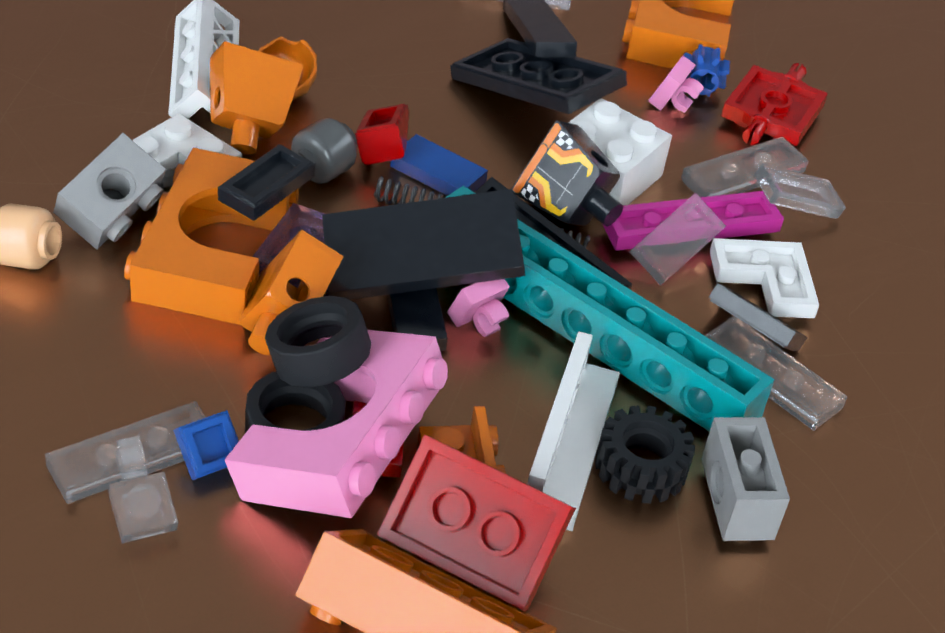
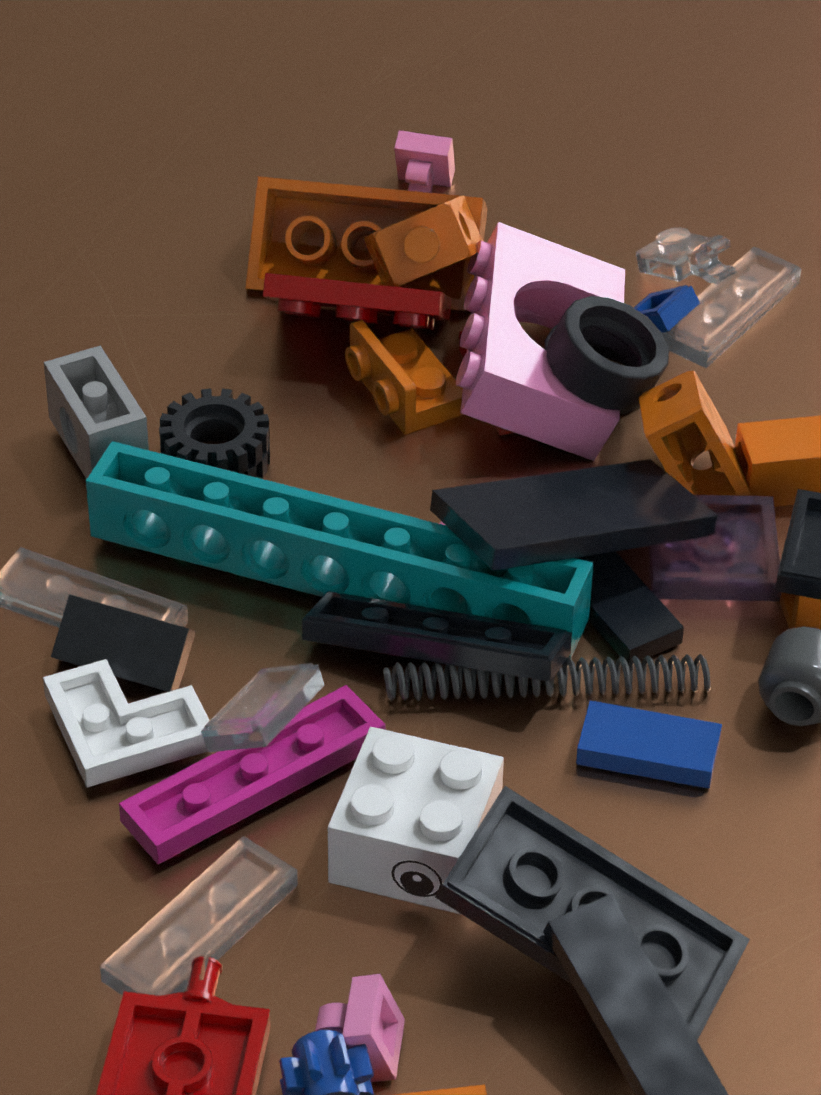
camera: 165 degrees right, 0 degrees up
(383, 134) = (762, 709): red slope -> none
(409, 501) = (424, 242): none -> orange torso
(570, 178) = (442, 705): torso -> none
(574, 428) = (302, 418): white fence -> none
(799, 191) = (102, 872): clear tile -> none

